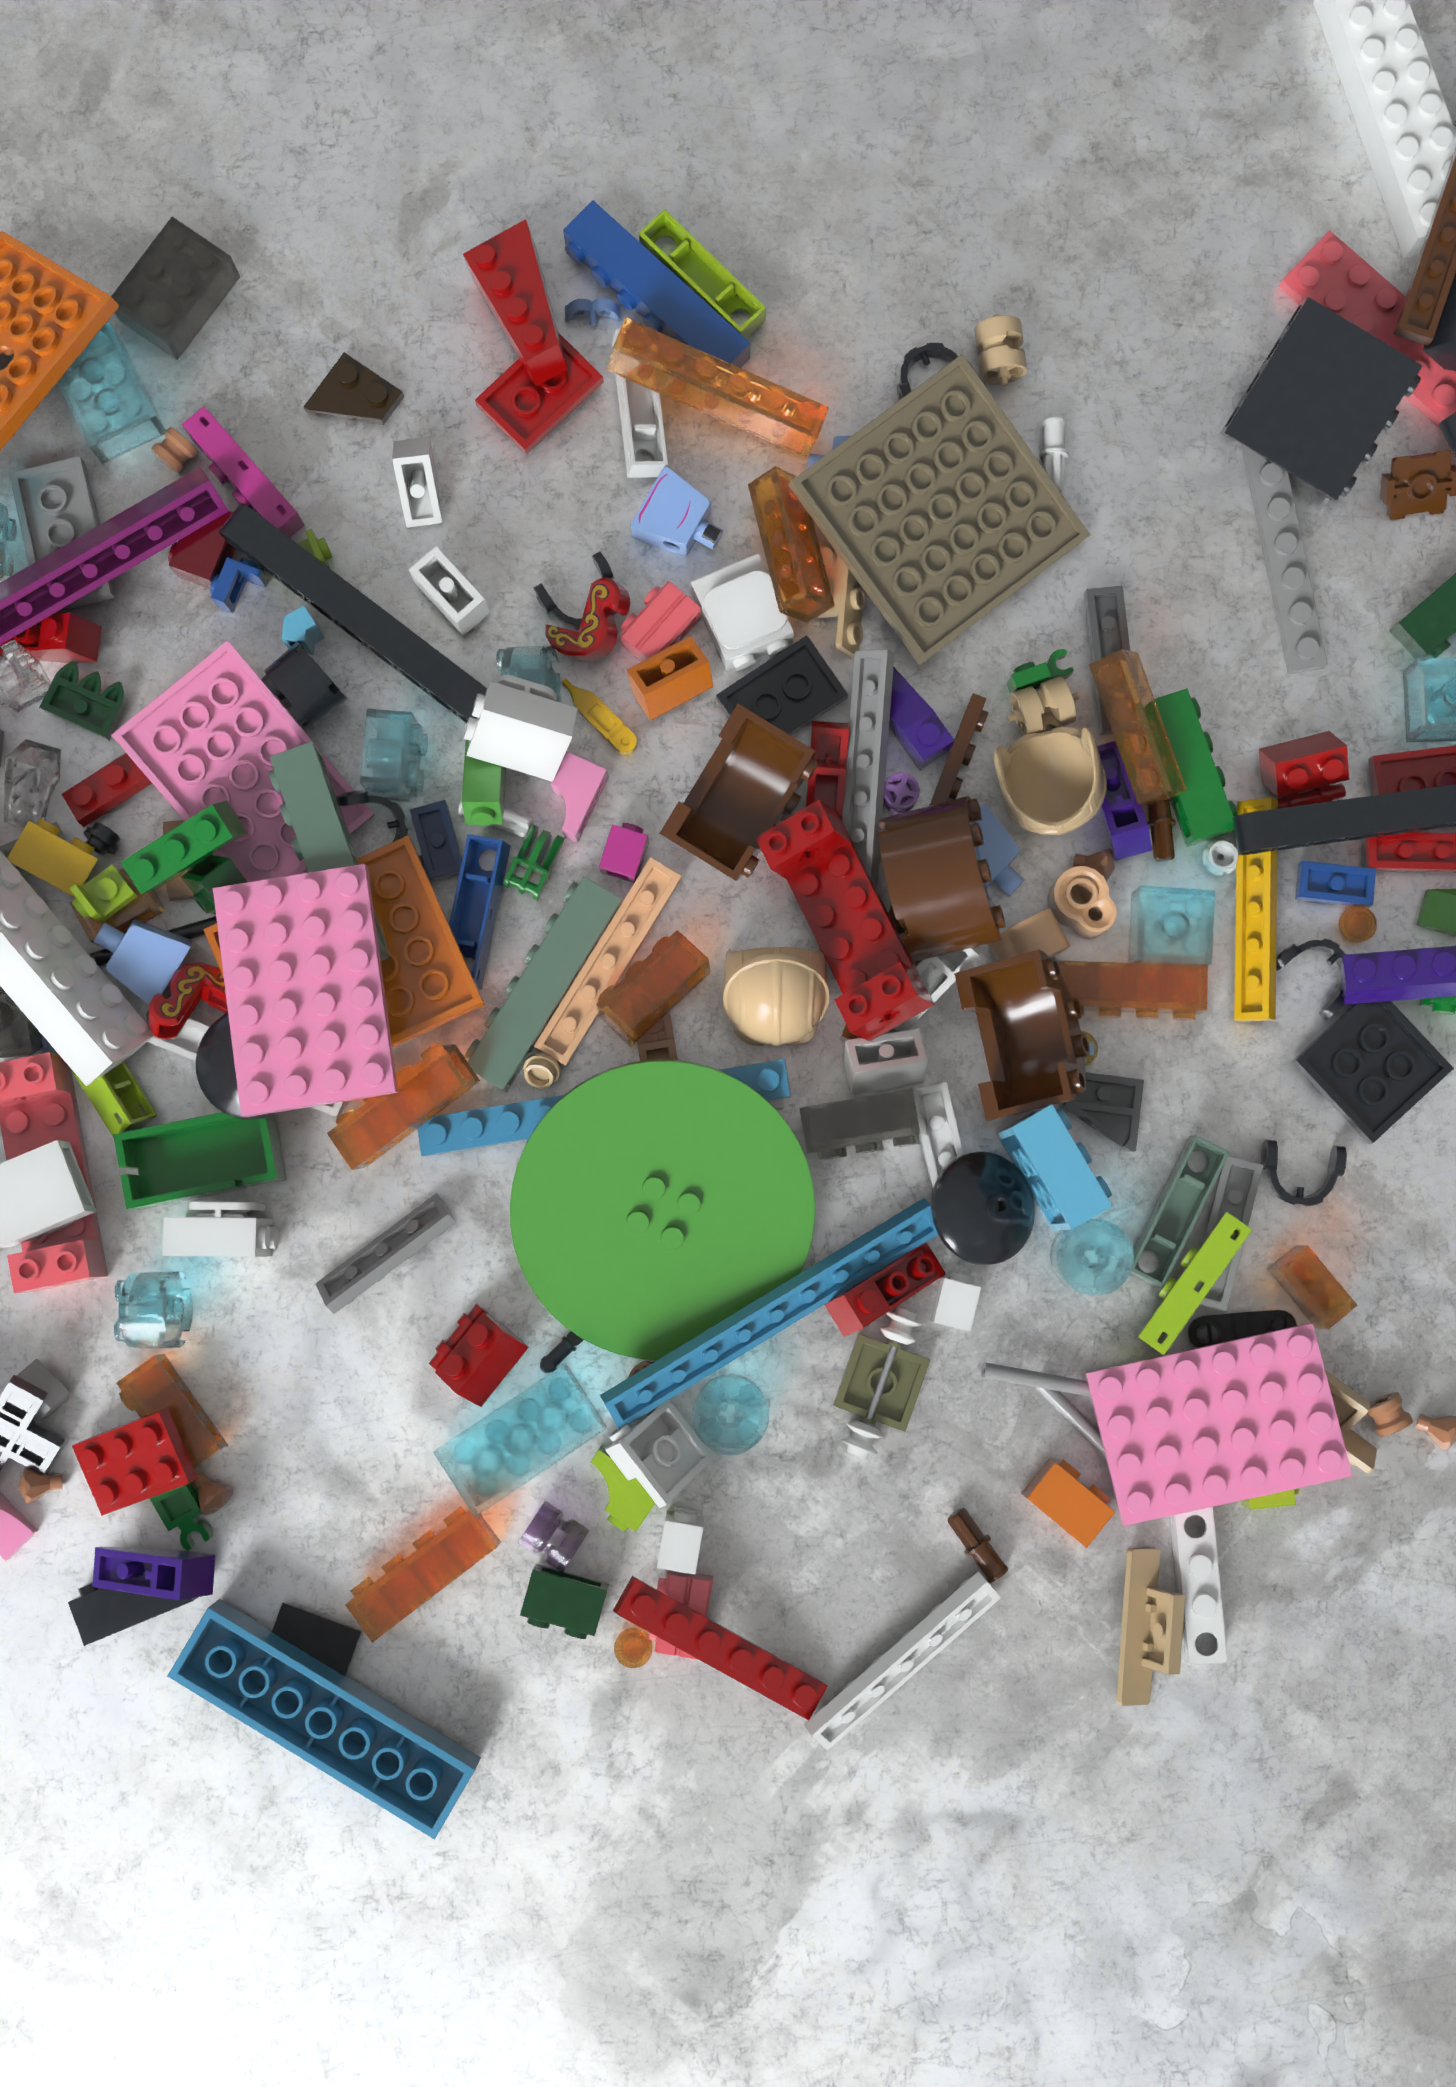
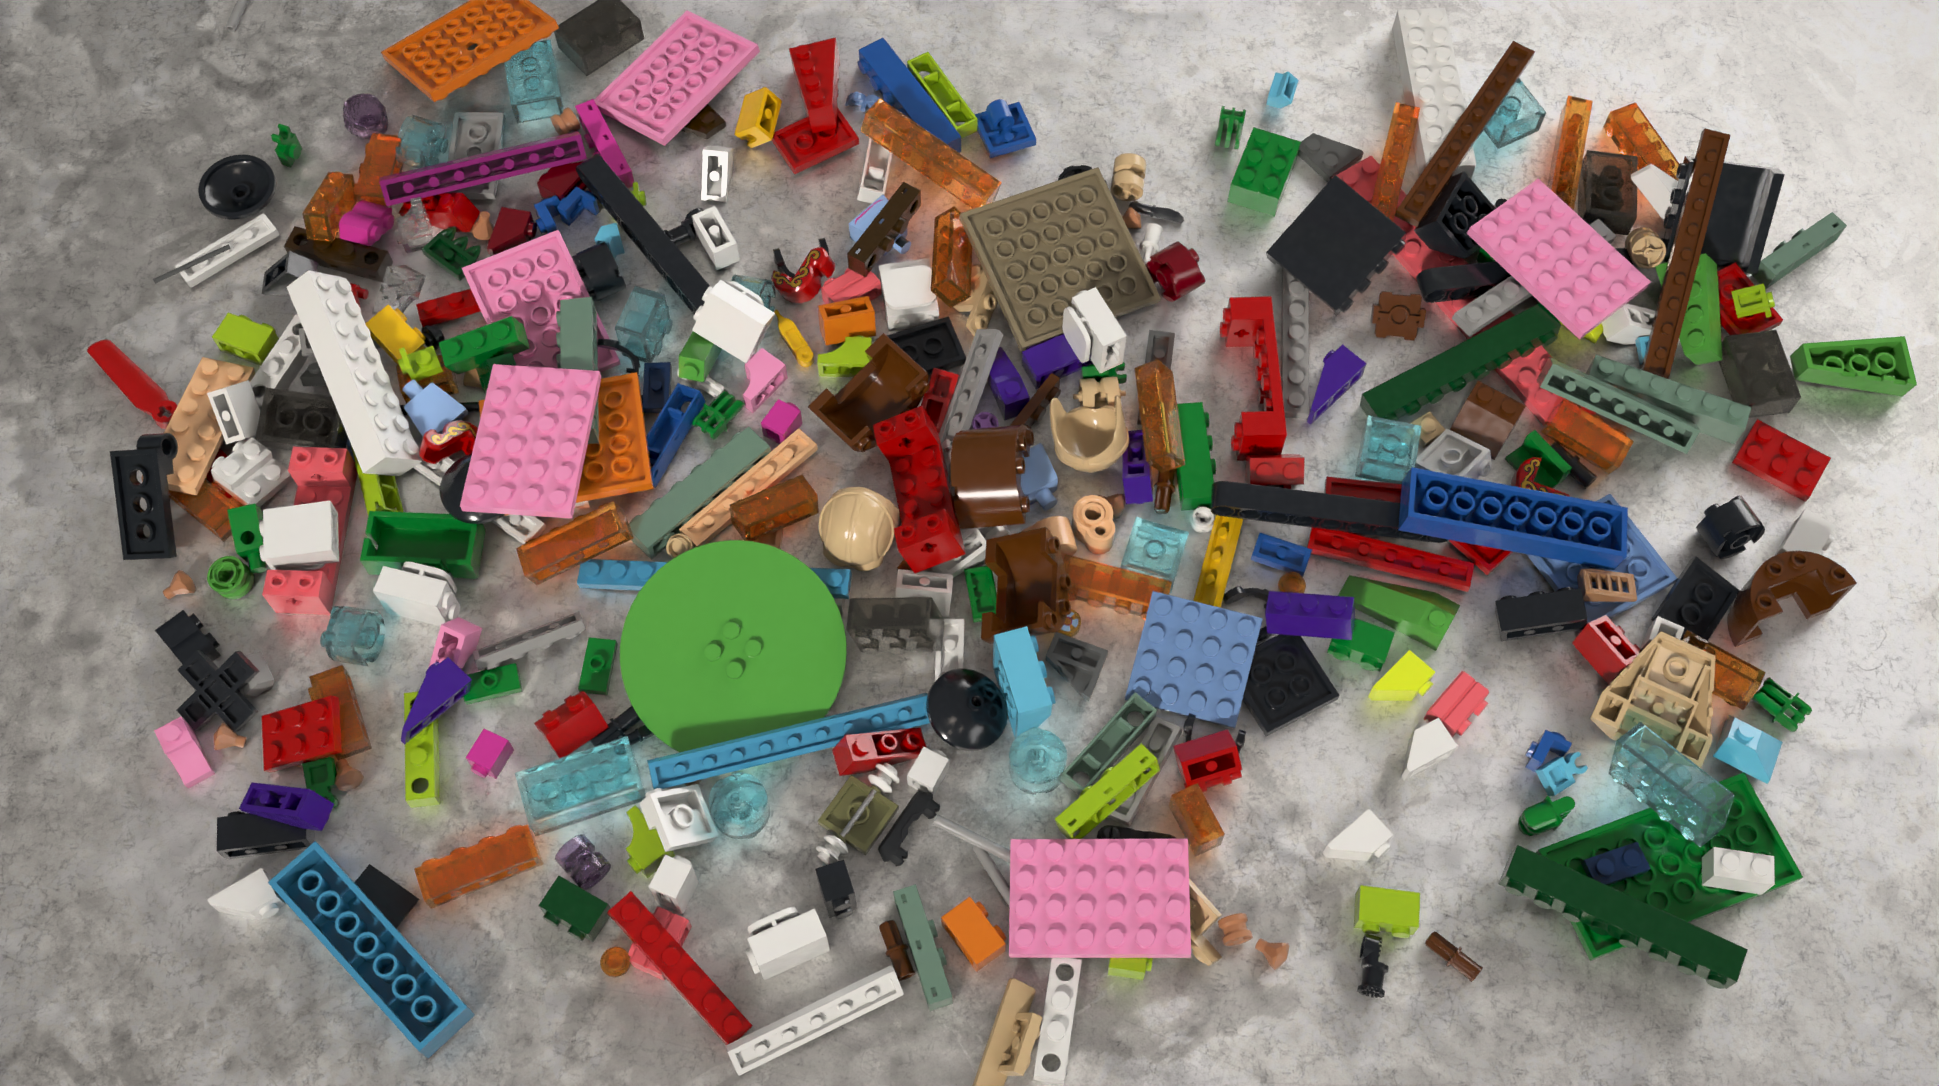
camera: 15 degrees right, 20 degrees down
(115, 652) = (483, 227): none -> nougat rock
(146, 1688) = (249, 897): none -> white slope
(157, 650) = (510, 230): none -> dark red slope
(191, 602) = (545, 212): none -> blue bracket
(291, 1291) = (457, 641): none -> bright pink arch
(293, 1367) = (439, 691): none -> dark purple slope
(295, 1435) = (422, 761): none -> lime piece
(311, 337) = (676, 77): none -> bright pink plate
(354, 1322) = (493, 684): none -> green plate
(386, 1423) = (489, 754): none -> dark pink brick
(400, 589) = (685, 231): none -> black connector
(450, 377) = (758, 117): none -> yellow brick
(485, 1262) = (598, 666): none -> green plate
(538, 1343) = (617, 727): none -> black axle
(687, 525) = (881, 237): none -> dark brown piece
(691, 734) = (845, 360): none -> lime arch
(805, 309) = (1004, 128): none -> blue plate
(841, 1580) = (785, 941): none -> white brick
(887, 1497) = (836, 889): none -> black brick
(936, 1407) = (890, 846): none -> black piece
(958, 1037) = (980, 591): none -> green plate
(978, 655) = (1051, 357): none -> dark purple brick
(1020, 415) = (1132, 219): none -> nougat rock
(1022, 1548) = (928, 959): none -> sand green piece
(1023, 623) = (1094, 331): none -> white brick
(1052, 393) = (1159, 212): none -> black piece
(1104, 490) = (1176, 271): none -> dark red brick
(1124, 229) = (1231, 123): none -> green arm
(1181, 149) = (1282, 90): none -> medium azure piece
(1188, 294) = (1263, 171): none -> green brick
(1237, 548) = (1251, 324): none -> red plate
(1260, 1067) = (1194, 659): none -> medium blue plate
(1266, 243) = (1328, 156): none -> dark grey wing
(1310, 1204) = (1209, 760): none -> red brick
(1350, 605) = (1338, 375): none -> dark purple slope
(1371, 240) = (1394, 159): none -> clear orange brick

